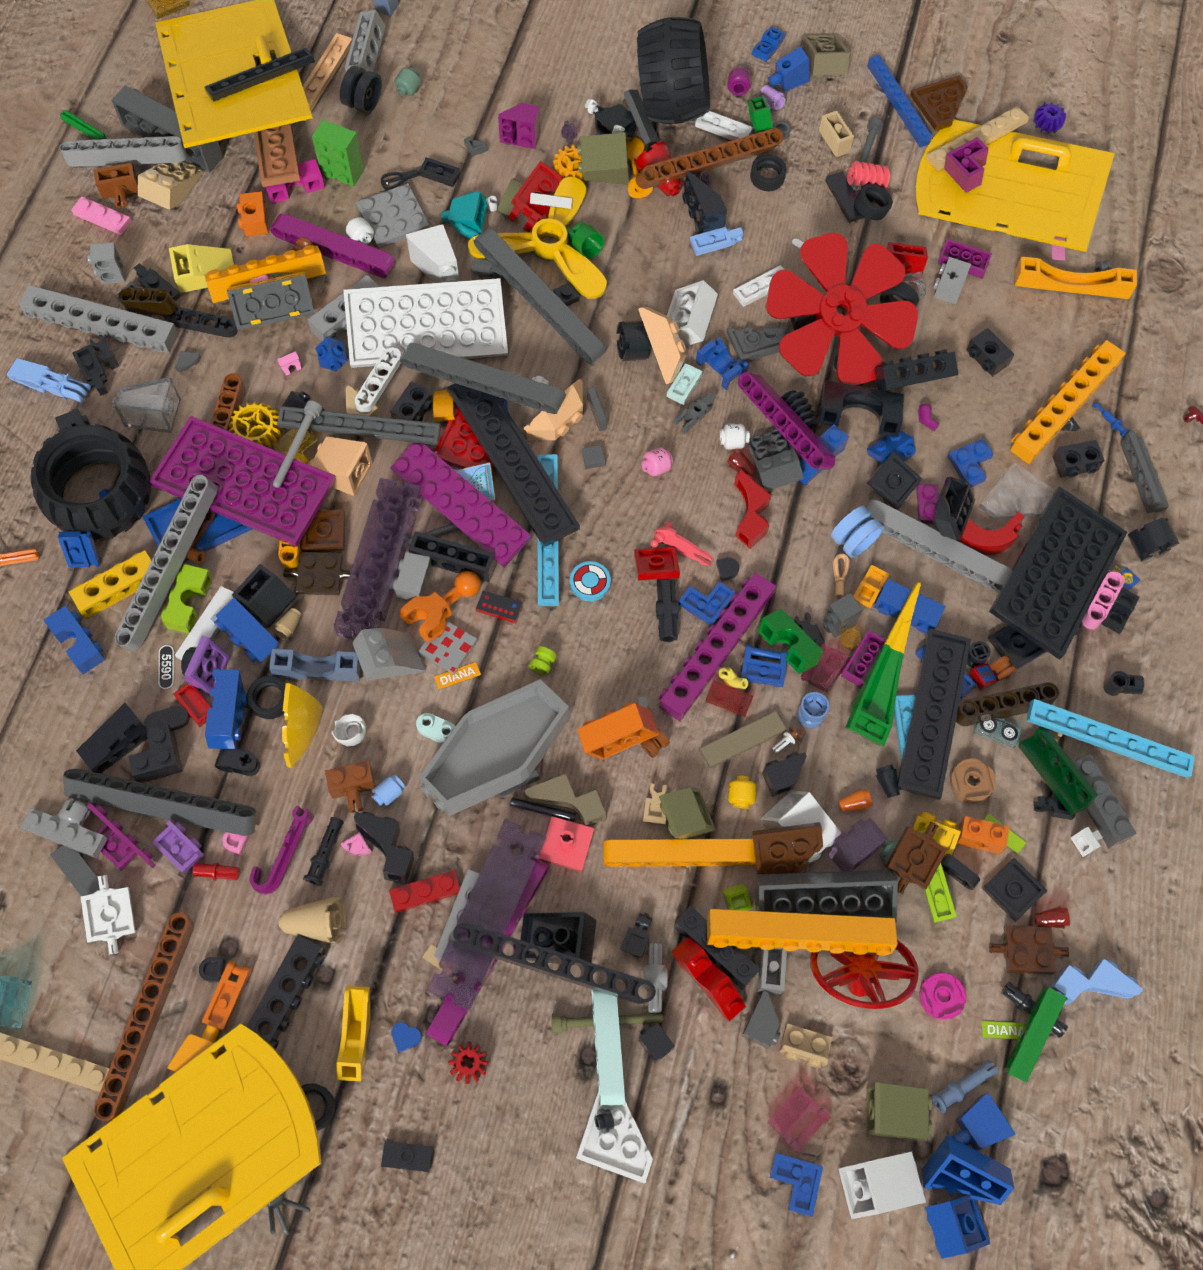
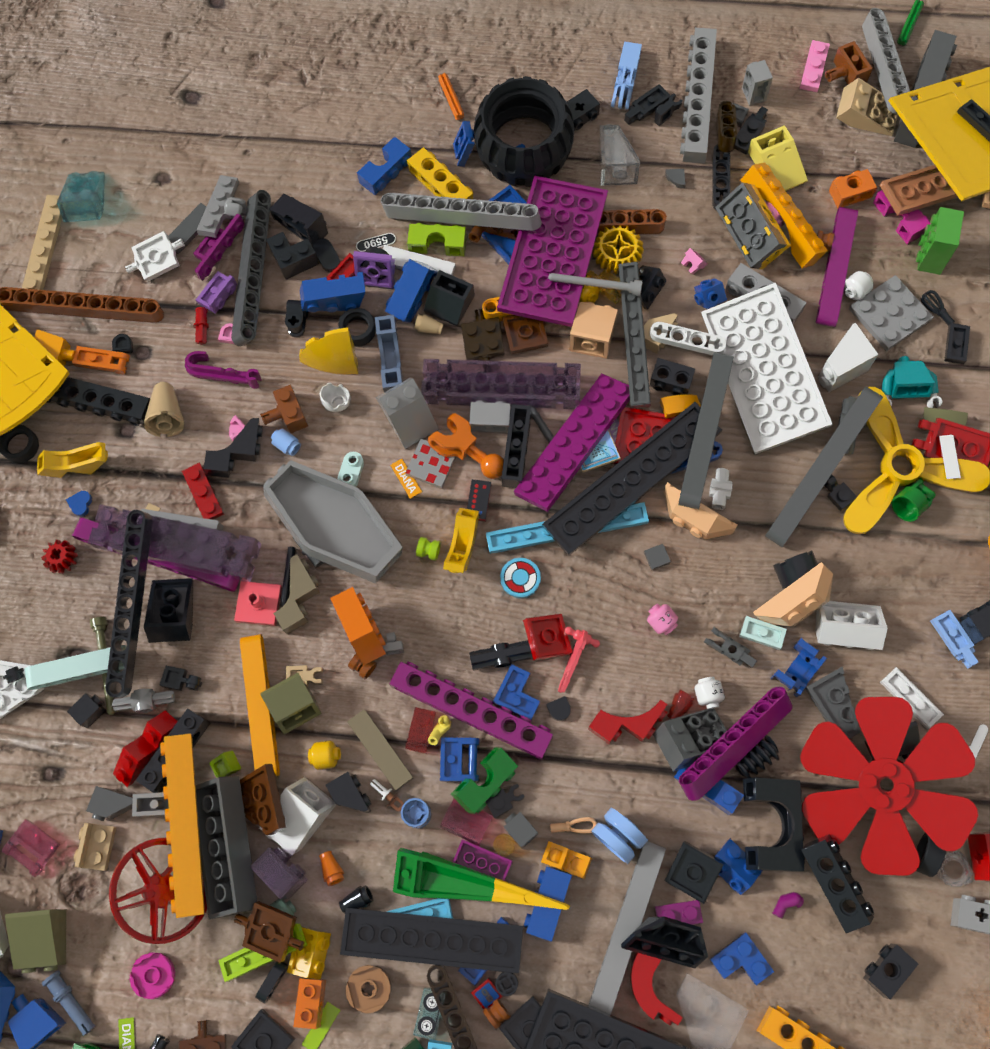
camera: 90 degrees right, 5 degrees up
(317, 860) = (217, 403): black pin -> none
(543, 627) = (462, 541): none -> yellow arch
(596, 408) = (710, 549): dark grey tile -> none

